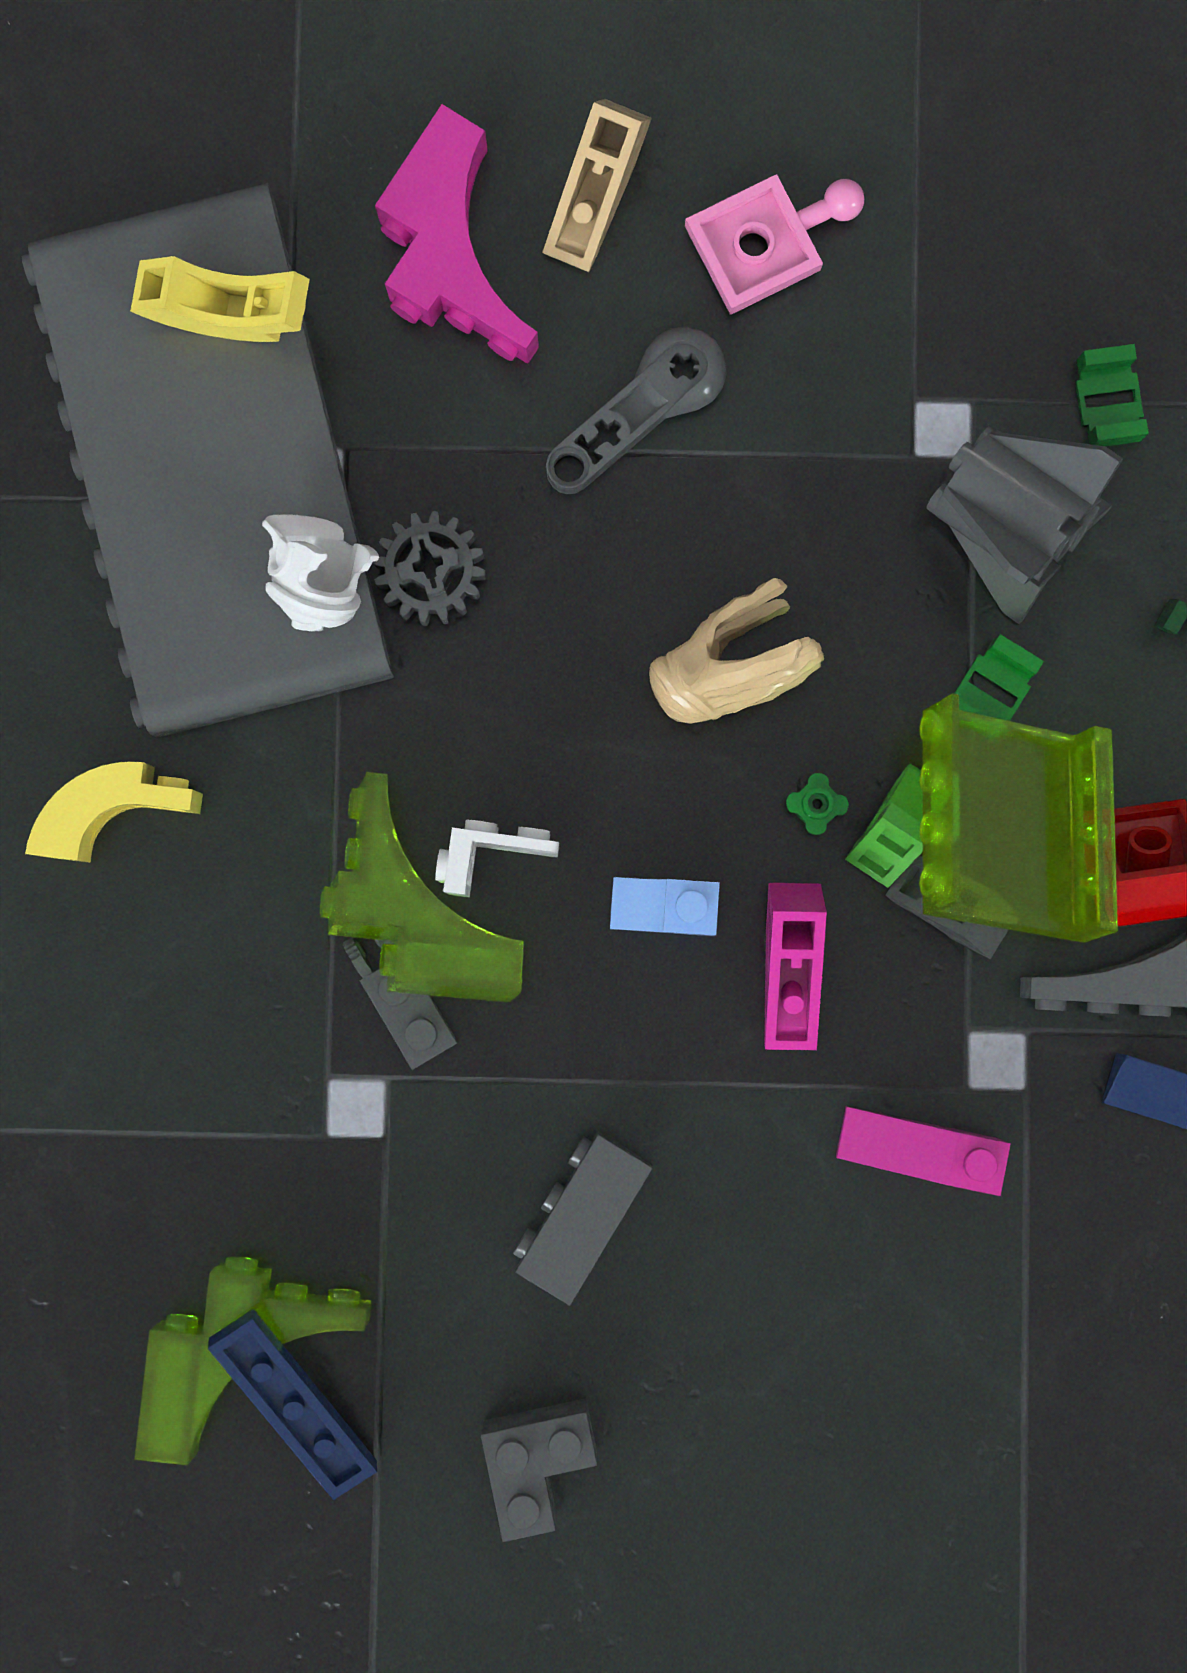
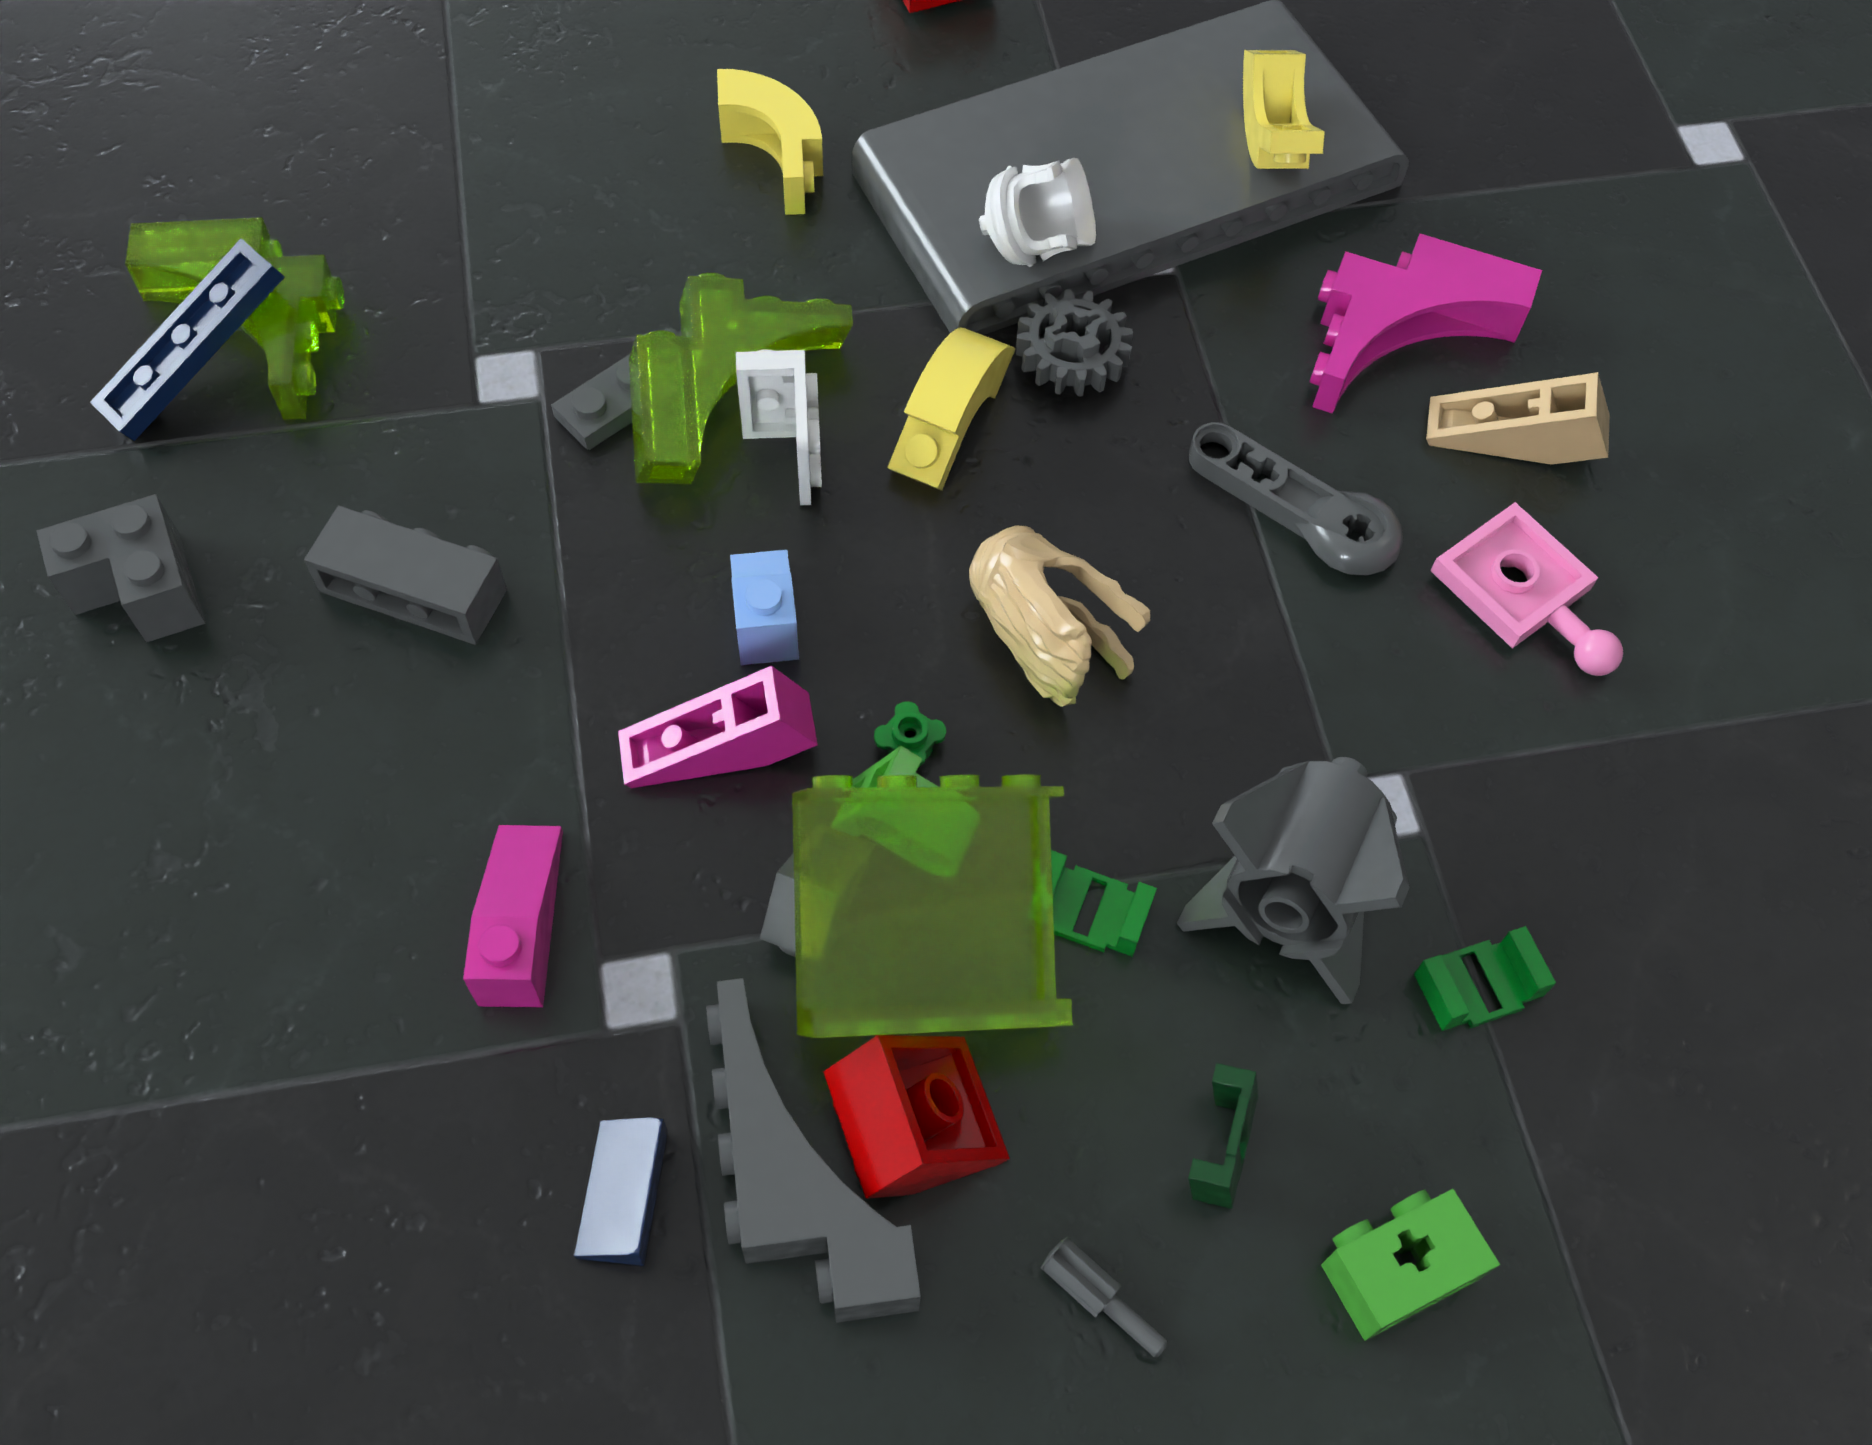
camera: 75 degrees right, 25 degrees down
(483, 697) = (944, 401): none -> light yellow arch

